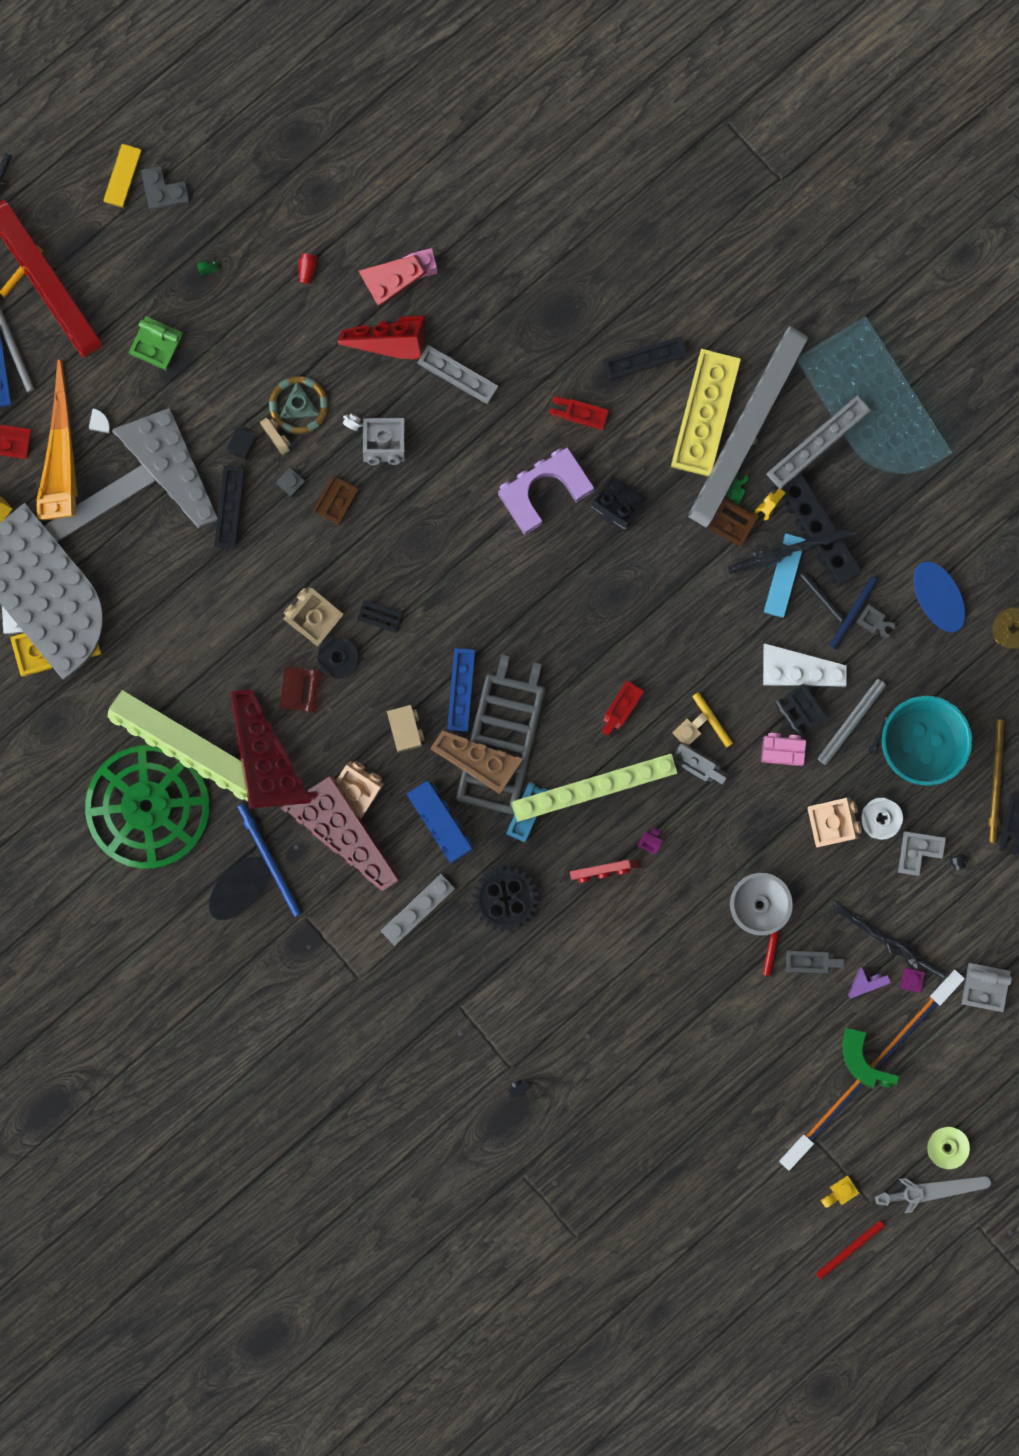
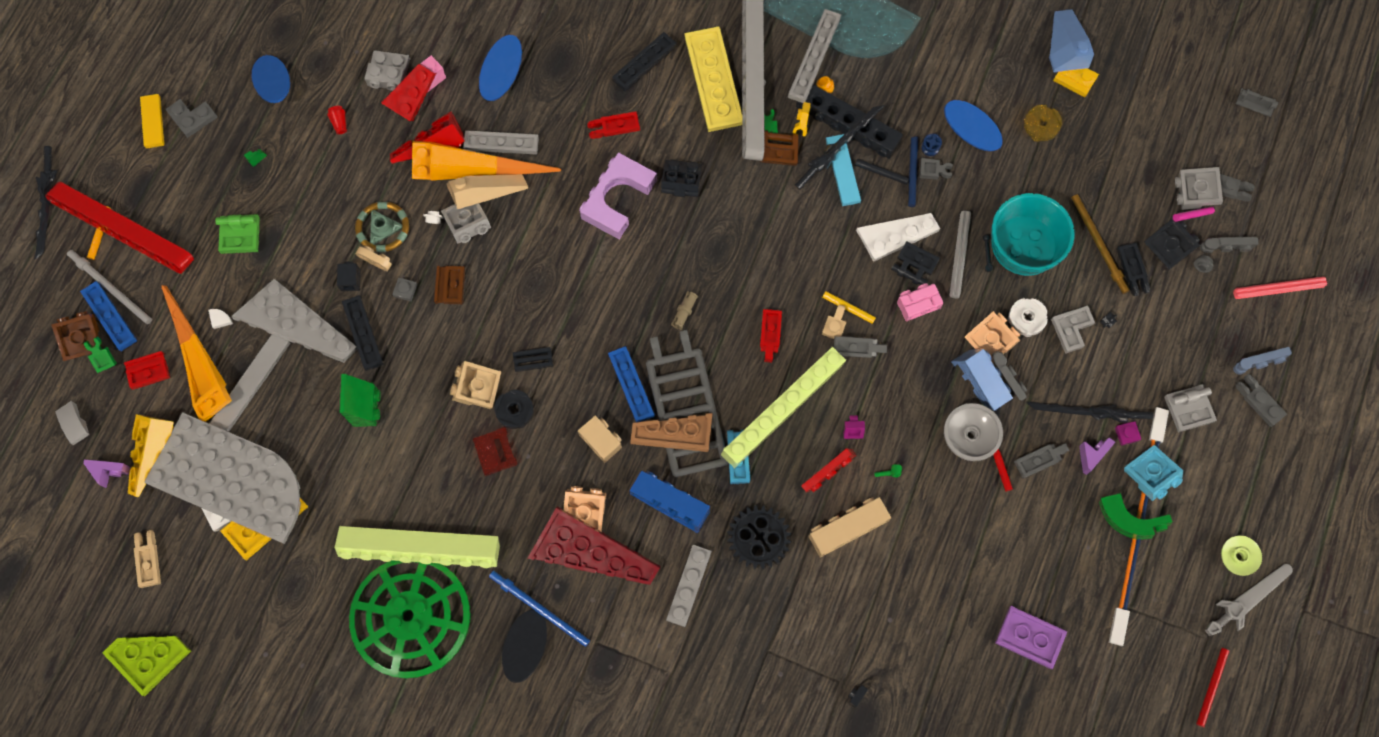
camera: 25 degrees left, 10 degrees down
(195, 579) = (359, 401): none -> green slope
(260, 190) = (270, 79): none -> blue shield
(265, 764) = (492, 523): dark red wing -> none
(381, 237) = (386, 70): none -> light grey plate
(392, 371) = (446, 162): none -> light orange plate
(412, 415) = (478, 189): none -> tan wedge
(495, 294) = (500, 67): none -> blue shield
(550, 641) = (684, 310): none -> dark tan pin
(596, 932) = (849, 527): none -> tan brick
(669, 901) = (895, 472): none -> green hand
(708, 1119) = (1031, 637): none -> medium lavender tile
(801, 857) = (984, 378): none -> medium blue wedge
(814, 477) = (826, 84): none -> light orange plate
(827, 866) = (1009, 373): none -> dark grey hinge
(841, 1191) = (1177, 640): yellow plate -> none
(890, 592) = (932, 140): none -> dark blue wheel
(911, 1030) = (1154, 473): none -> medium azure plate

